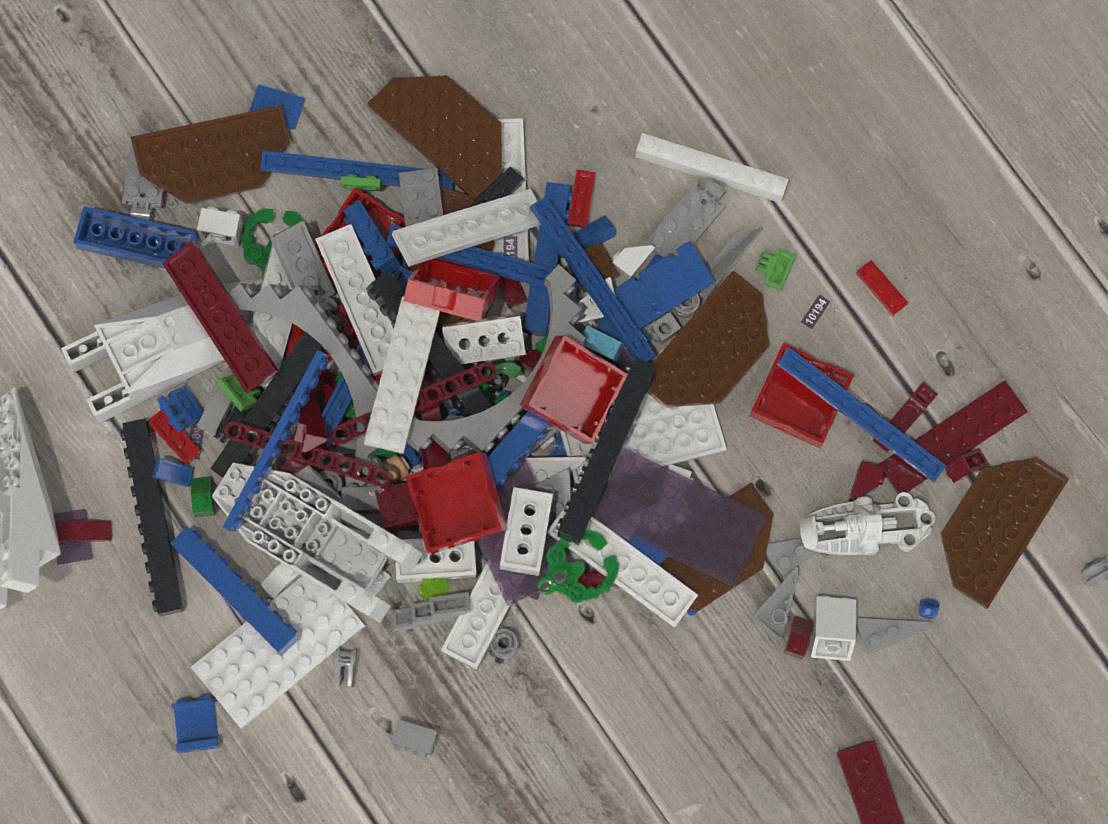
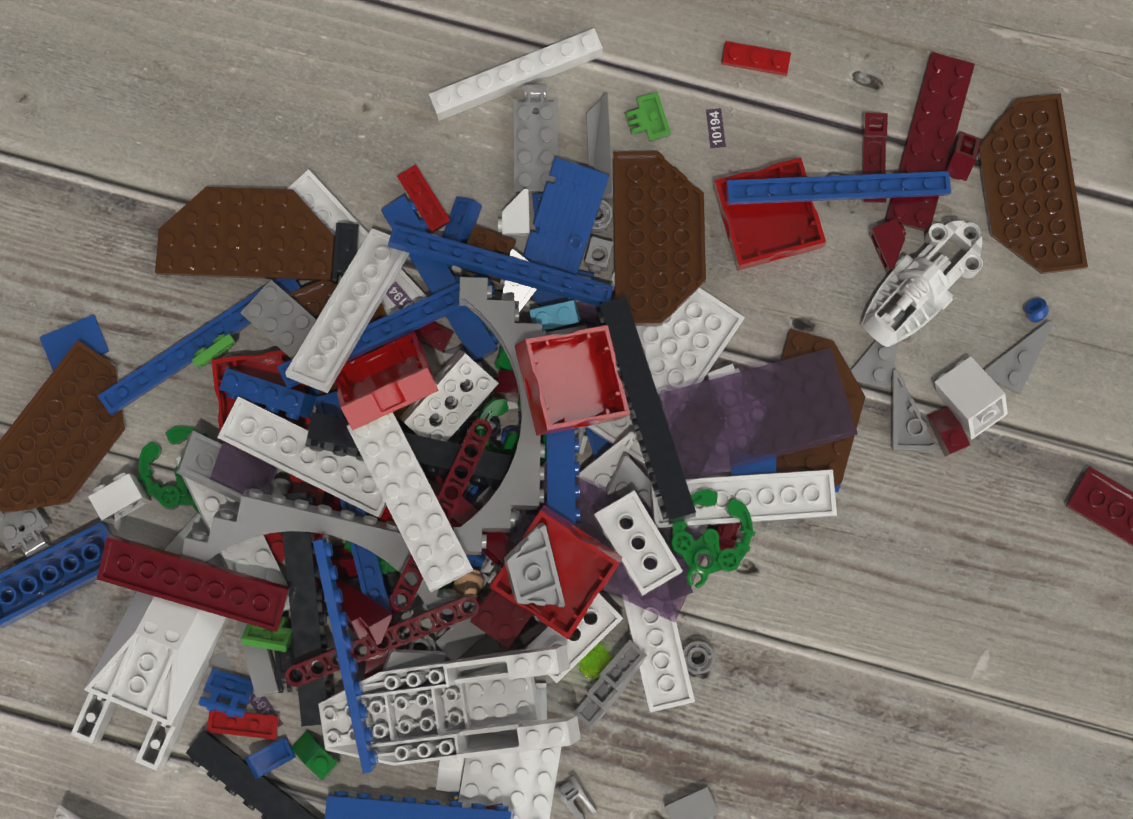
camera: 35 degrees left, 5 degrees up
(312, 272) = (242, 470): none -> clear purple piece
(442, 489) = (534, 571): none -> light grey wing

